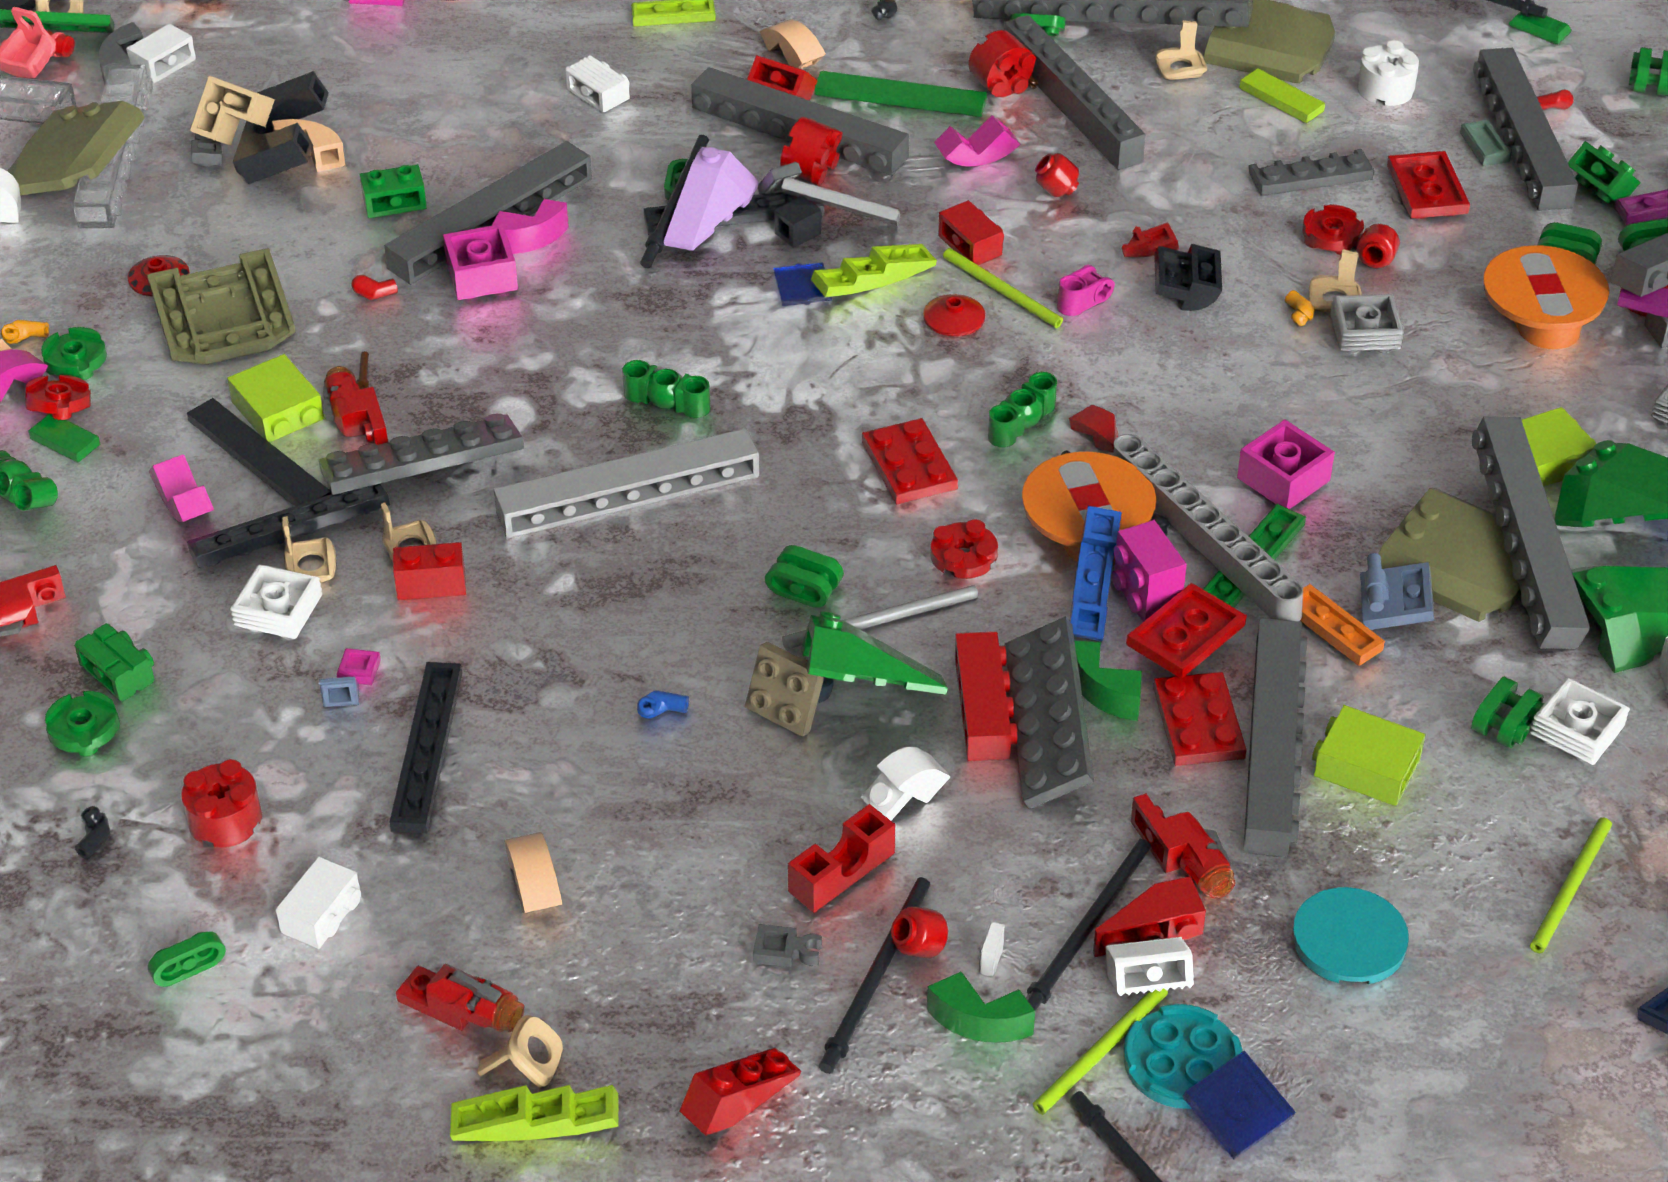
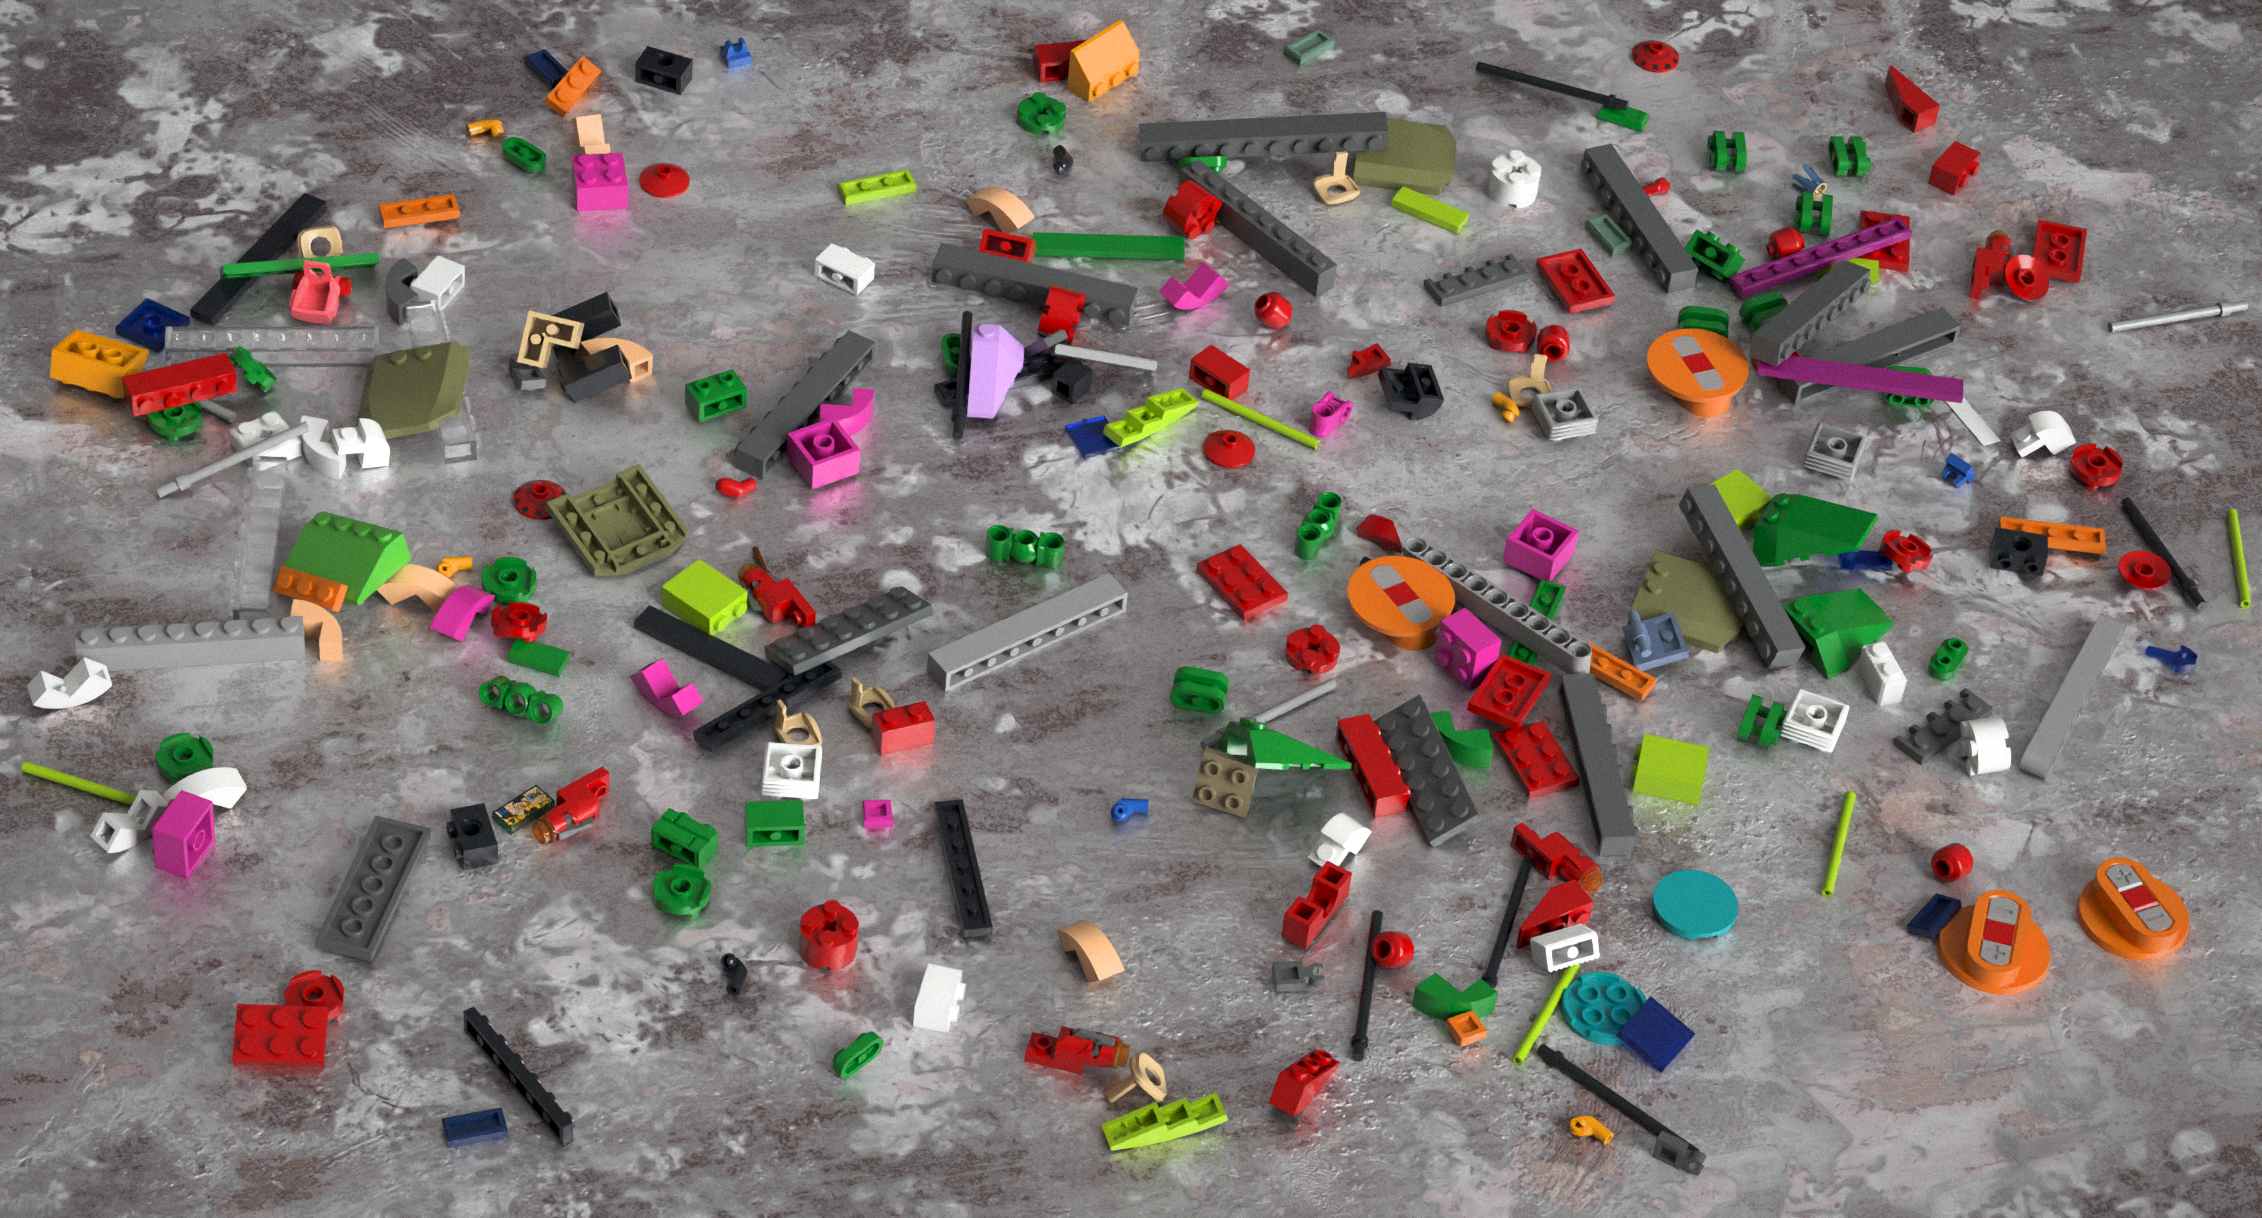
camera: 20 degrees left, 0 degrees up
(227, 659) = (774, 823): none -> green brick
(339, 691) = (874, 835): sand blue slope -> none
(983, 1053) = (1466, 1028): none -> orange plate
(991, 949) = (1446, 954): white tile -> none
(1094, 573) = (1422, 654): blue slope -> none

